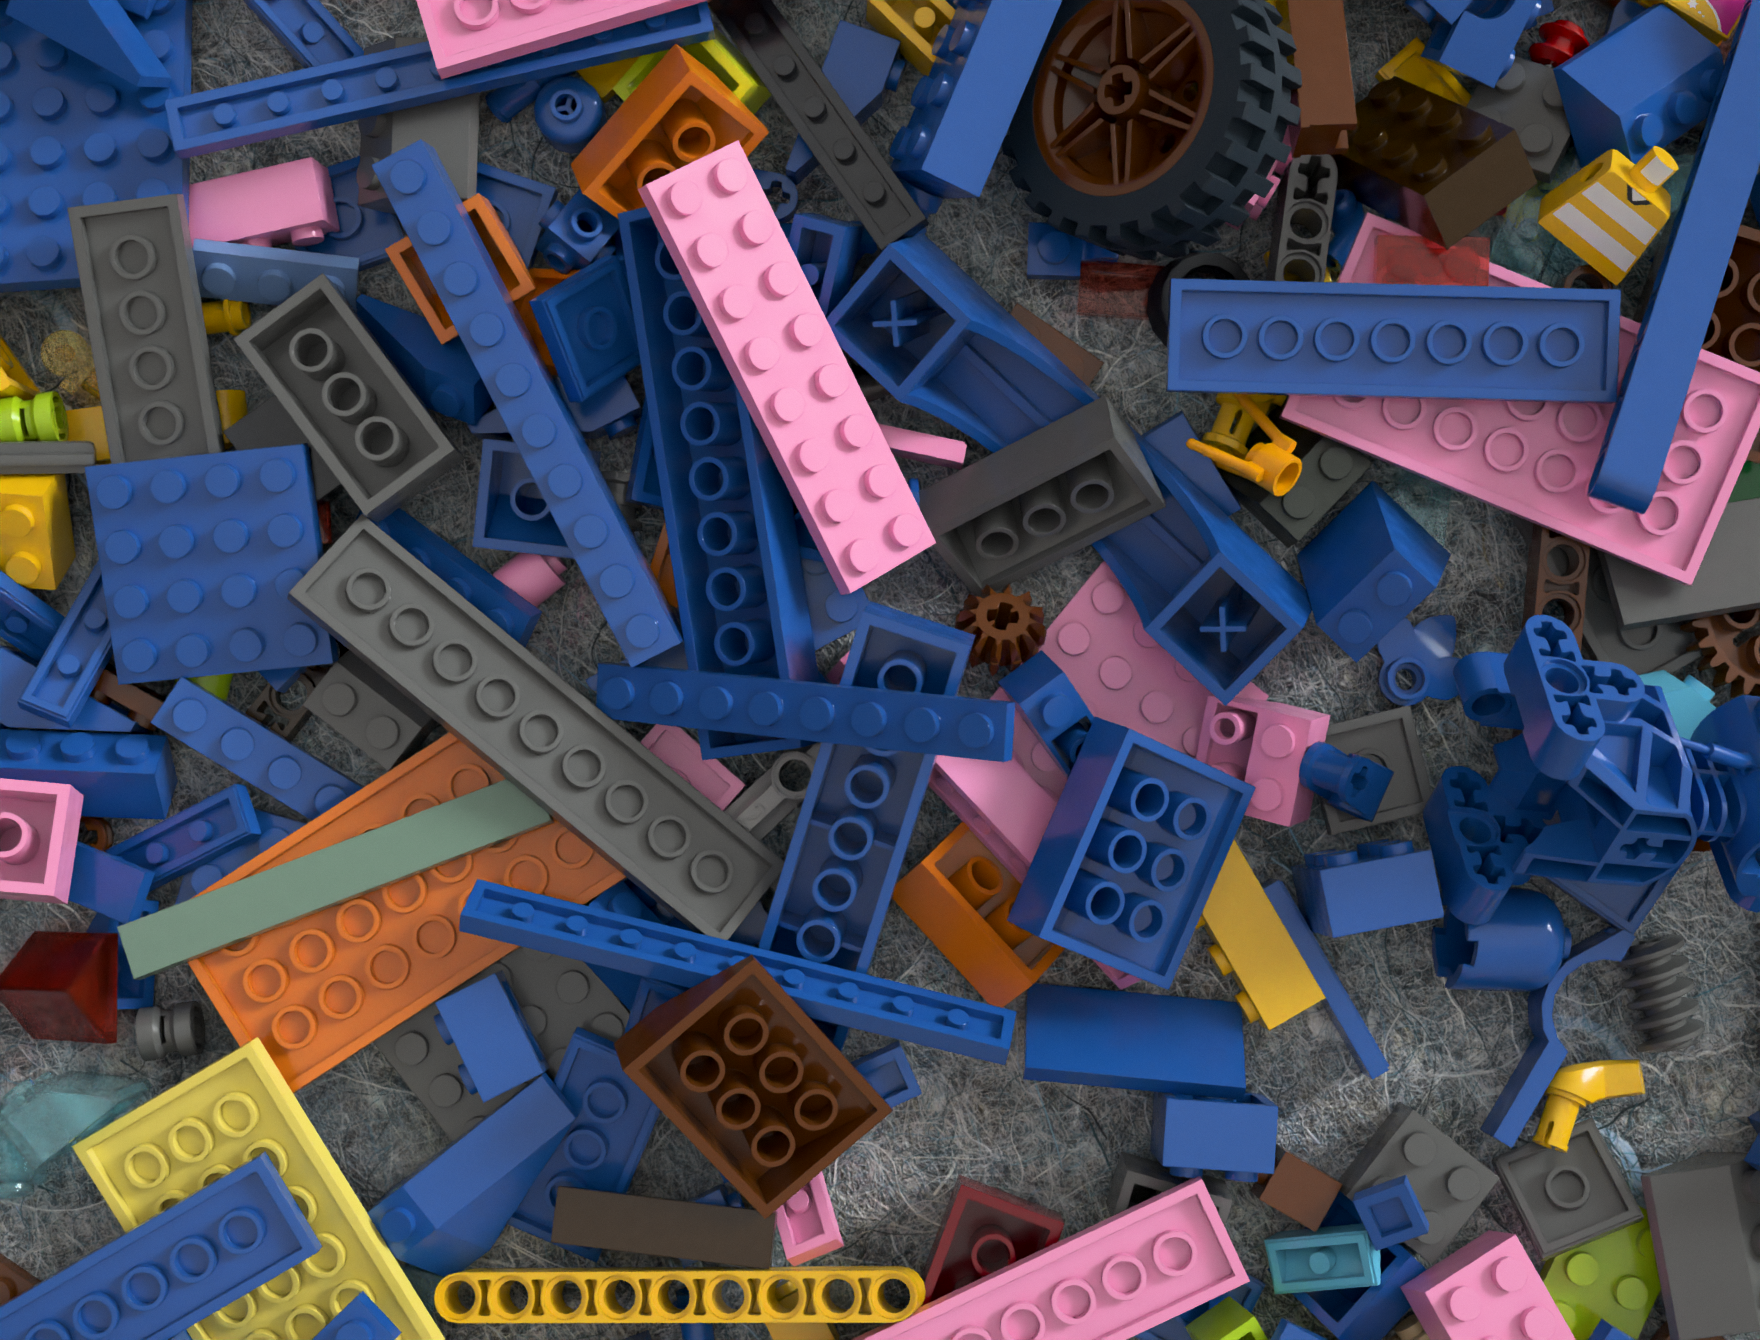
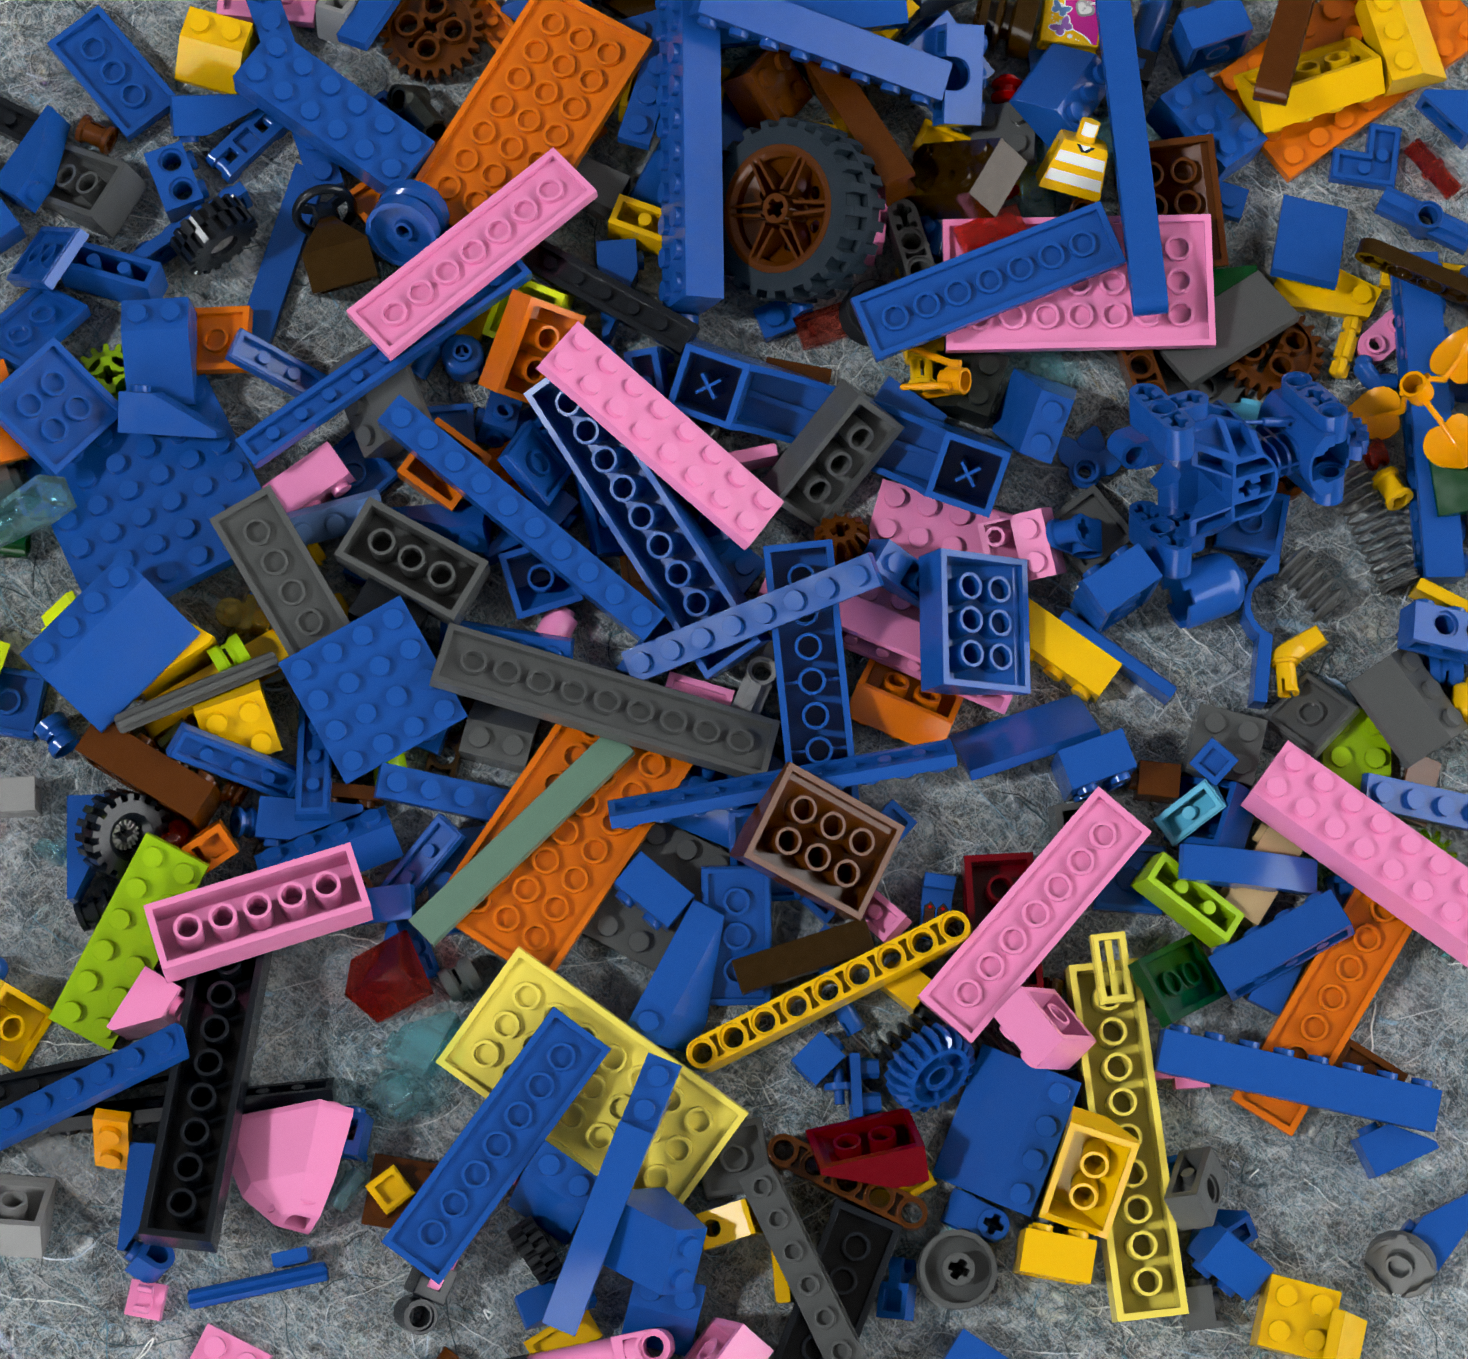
camera: 25 degrees left, 10 degrees down
(893, 1223) = (935, 896): none -> blue leg

